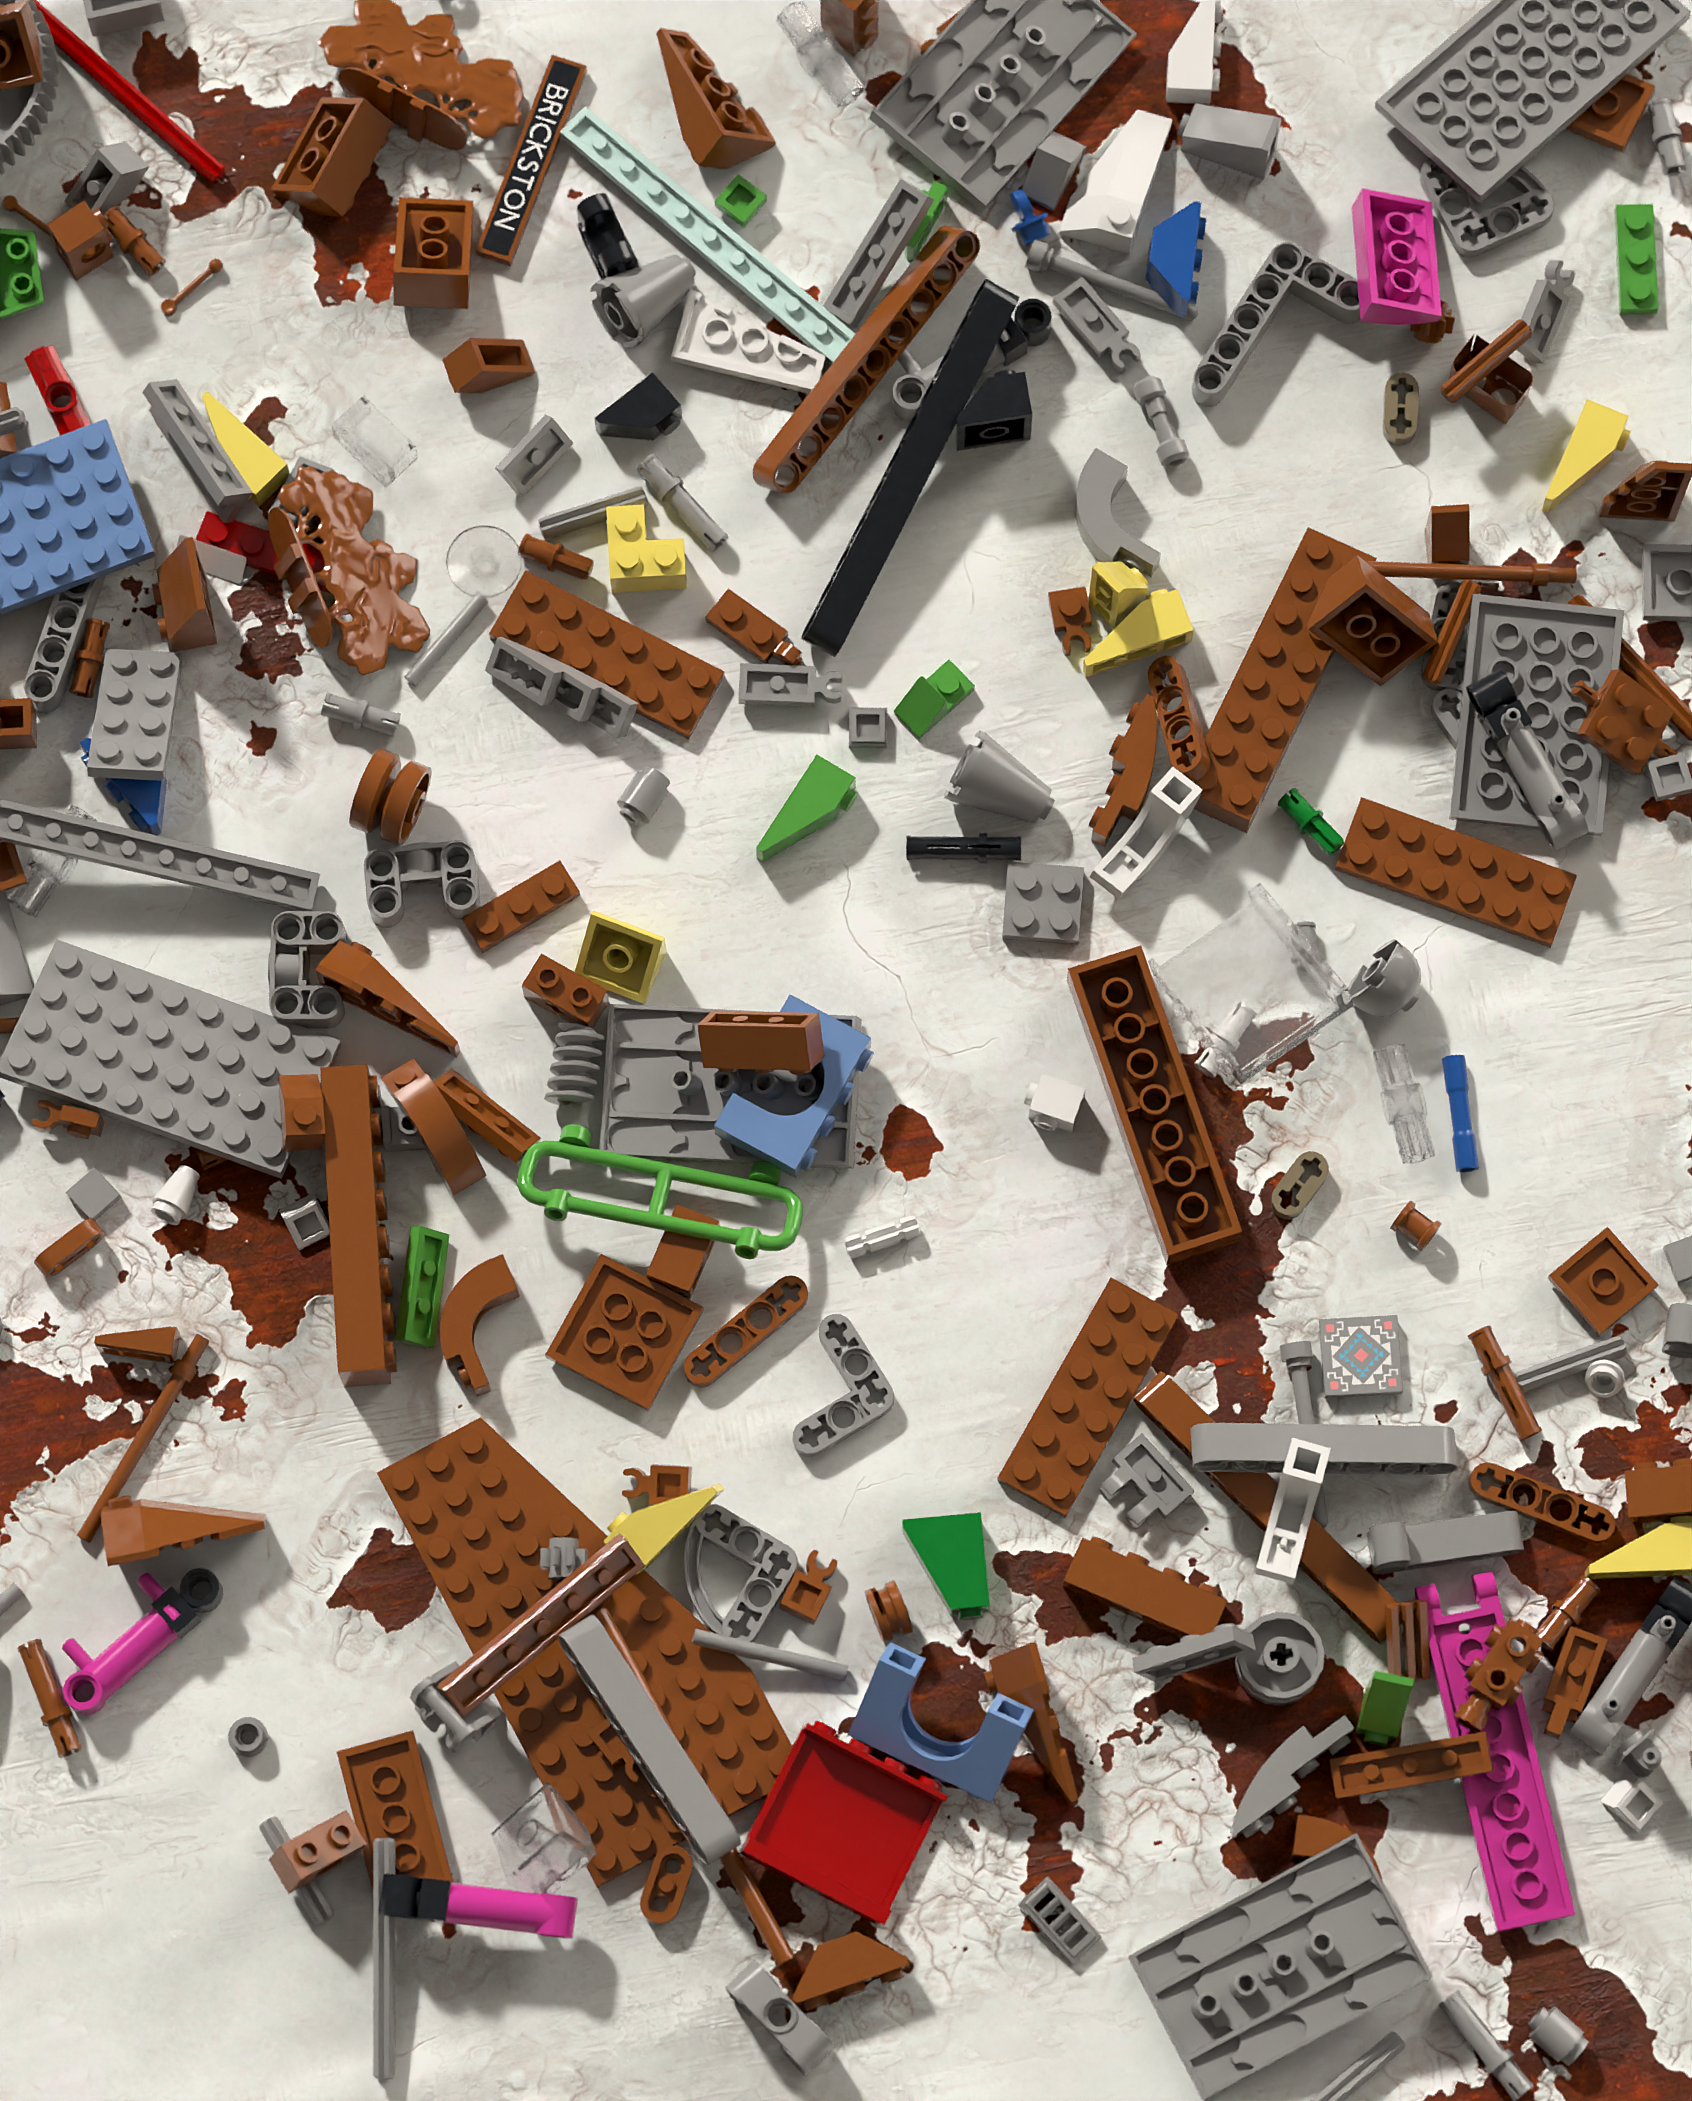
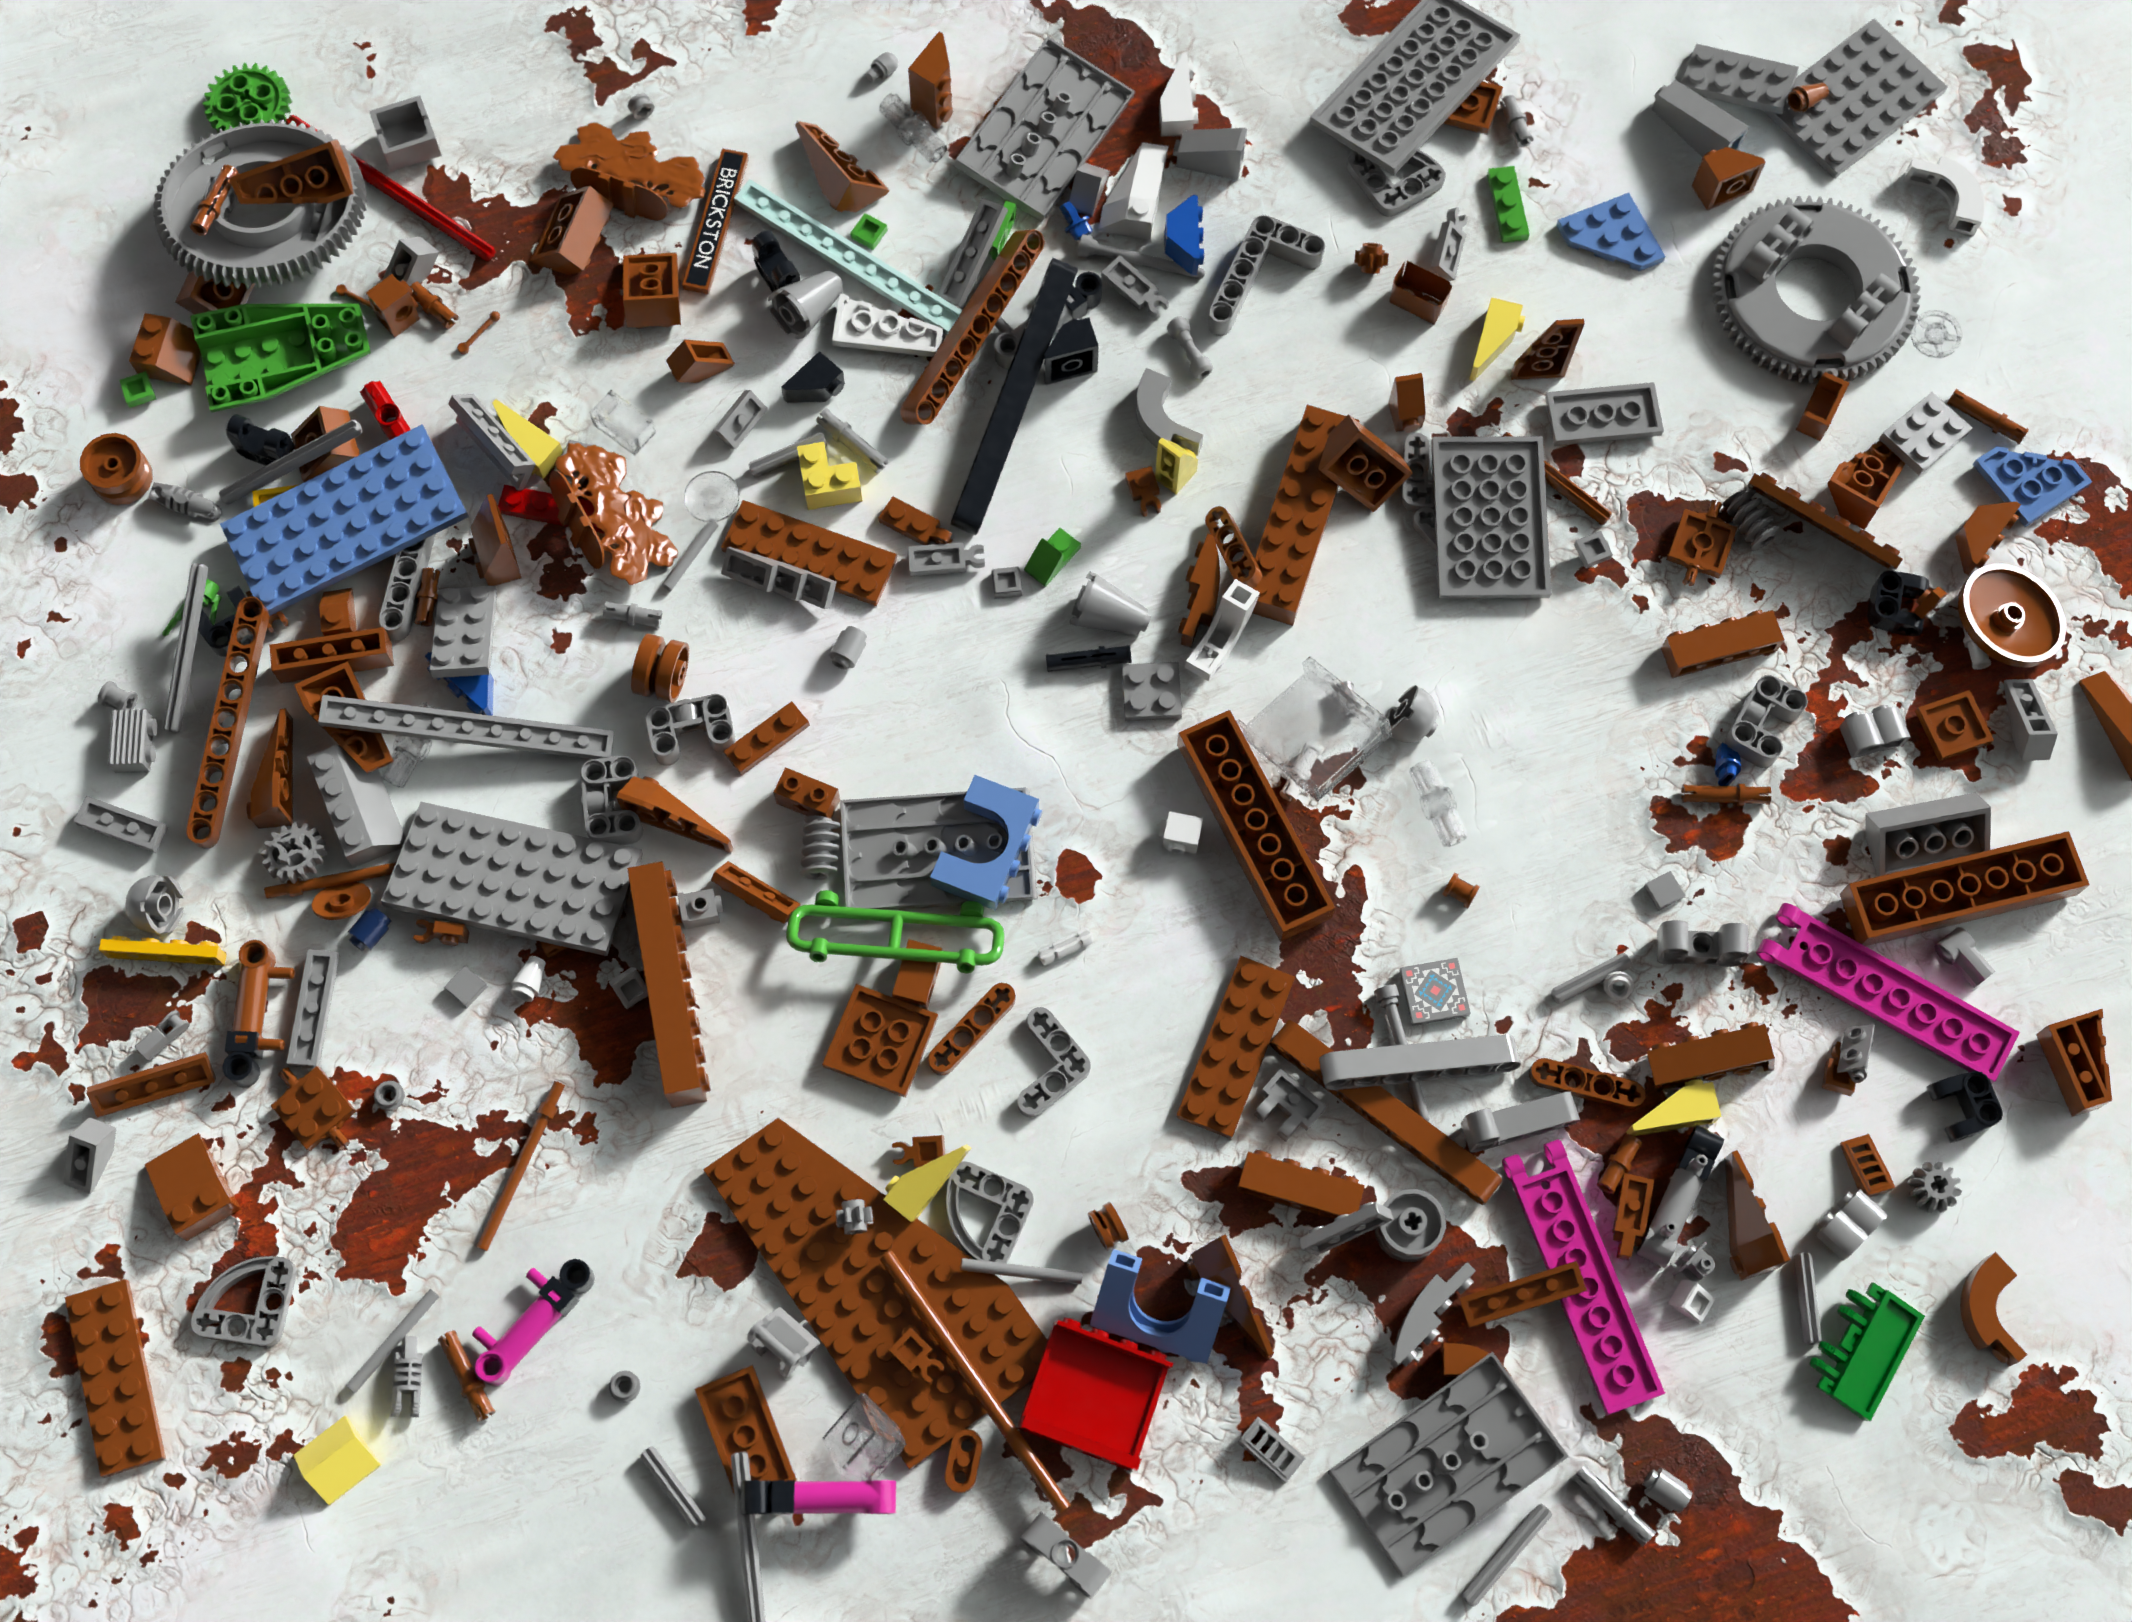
camera: 10 degrees left, 5 degrees down
(69, 1248) = (450, 1028): dark orange beam -> none
(144, 1527) = (527, 1232): dark orange wedge -> none
(147, 1344) = (517, 1093): dark orange slope -> none
(219, 561) = (519, 519): white sticker -> none
(301, 1112) = (617, 904): dark orange slope -> none
(317, 1851) = (687, 1470): brick -> none
(422, 1287) = (723, 1025): bright green plate -> none
(435, 1126) = (721, 903): dark orange arch -> none
(466, 1305) = (760, 1030): dark orange arch -> none
(540, 1625) = (842, 1270): dark orange tile -> none
(556, 557) = (764, 488): dark orange axle -> none
(620, 957) = (845, 763): light yellow slope -> none
(649, 1740) = (937, 1349): light grey beam -> none
(761, 1041) = (957, 811): dark orange brick -> none
(807, 1591) = (1043, 1219): dark orange plate -> none
(812, 804) = (973, 641): bright green slope -> none
(845, 1967) = (1112, 1507): dark orange slope -> none
(953, 1560) = (1151, 1181): green slope -> none
(1149, 629) = (1203, 489): light yellow slope -> none
(1292, 1179) = (1364, 868): dark tan beam -> none
(1292, 1510) = (1405, 1109): white arch -> none
(1311, 822) = (1339, 611): green axle -> none
(1383, 1707) = (1496, 1251): bright green slope -> none
(1392, 409) = (1353, 321): dark tan beam -> none
(1395, 259) = (1340, 218): dark pink slope -> none
(1412, 1608) = (1509, 1198): dark orange tile -> none
(1450, 633) = (1420, 468): dark orange axle -> none
(1455, 872) = (1449, 635): dark orange plate -> none
(1463, 1137) = (1484, 821): blue piece -> none
(1486, 361) = (1417, 276): dark orange axle -> none
(1504, 1382) = (1544, 997): dark orange pin -> none
(1504, 1662) = (1578, 1204): dark orange brick -> none
(1511, 730) = (1474, 525): light grey piece -> none
(1536, 574) = (1472, 422): dark orange bar -> none
(1603, 1281) = (1605, 914): dark orange plate -> none
(1624, 721) = (1555, 513): dark orange plate -> none

